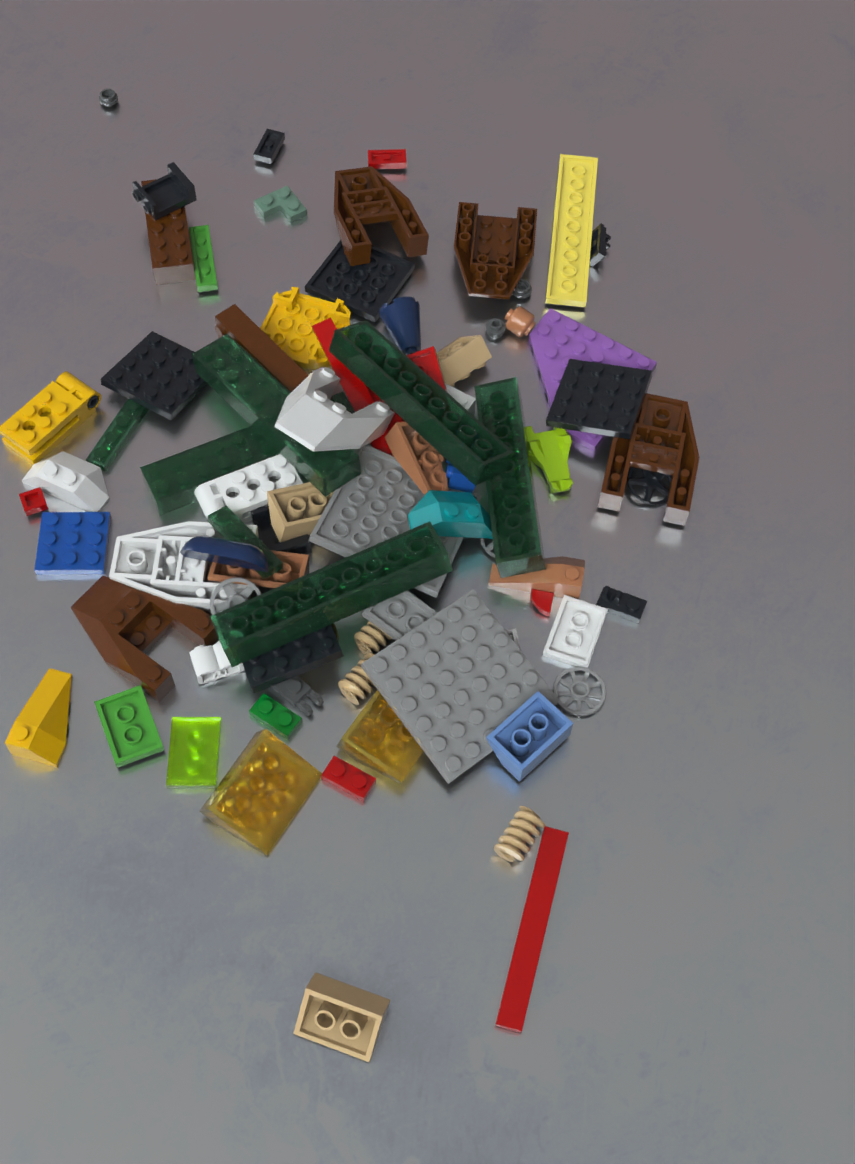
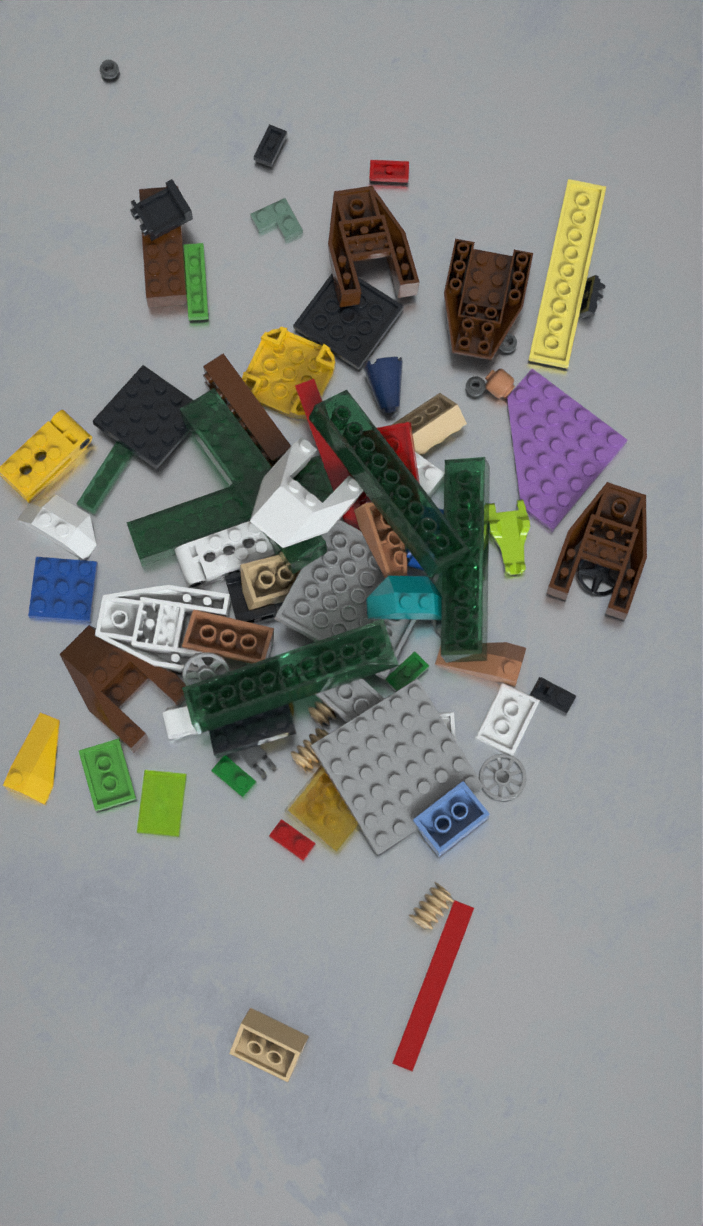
camera: 10 degrees right, 15 degrees up
(33, 501) = (28, 544): red plate -> none
(225, 552) = (200, 625): dark blue brick -> none
(233, 529) = (217, 612): clear green plate -> none
(261, 792) = (217, 846): clear yellow slope -> none
(458, 588) = (407, 672): none -> green plate
(542, 601) = (481, 686): red tile -> none
(599, 398) = (562, 483): black plate -> none

